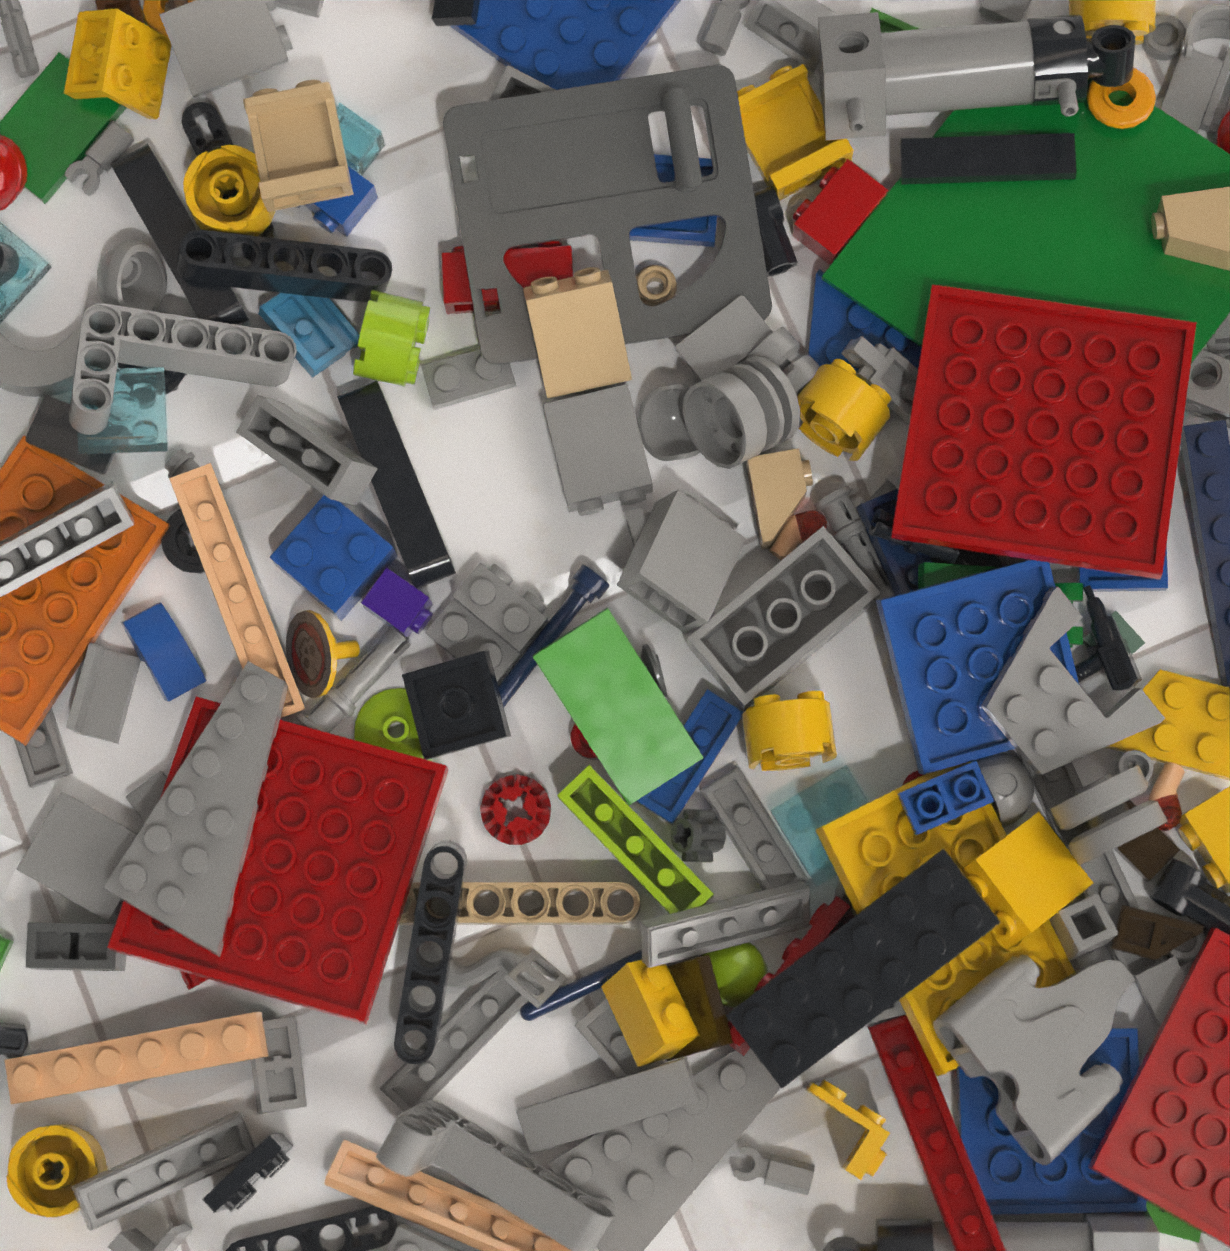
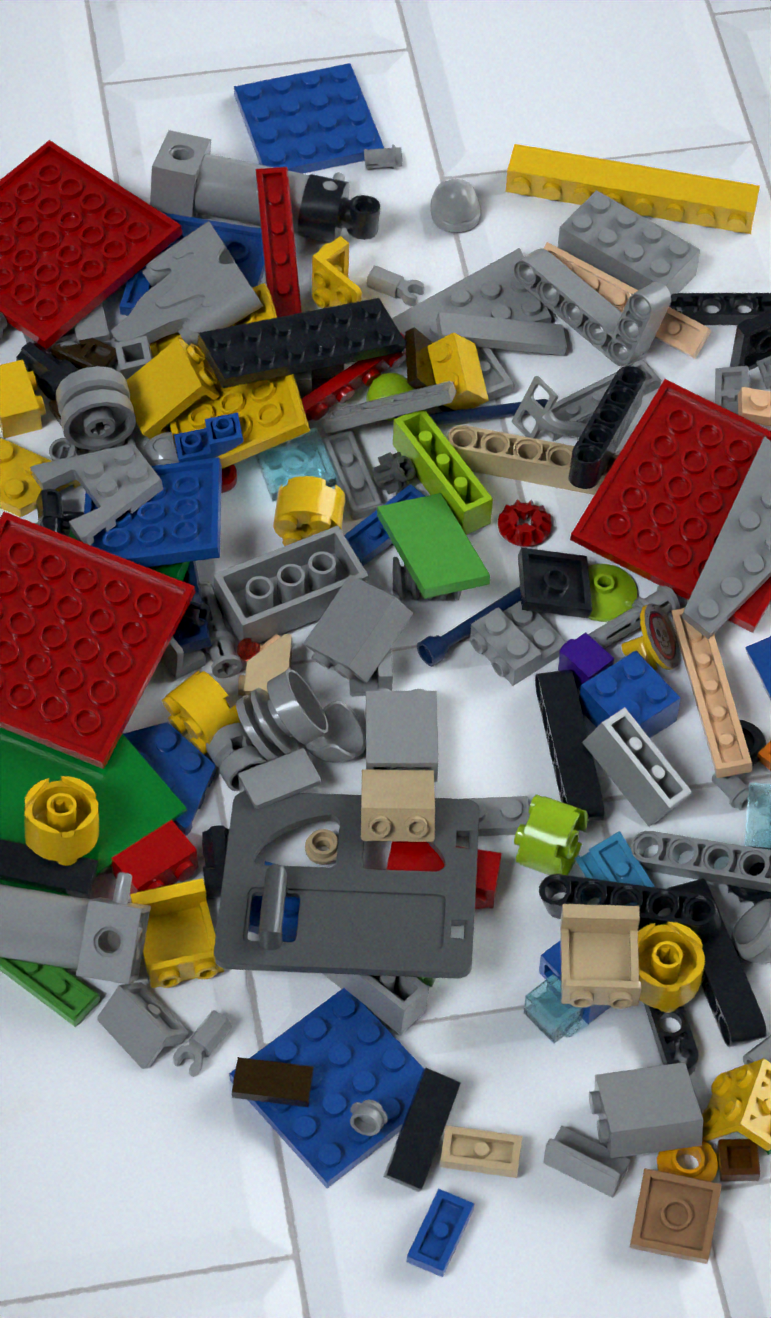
camera: 175 degrees left, 25 degrees down
(886, 369) = (157, 723): light grey hinge -> none
(978, 184) = (61, 819): none -> yellow brick
(1166, 794) = (48, 431): arm -> none

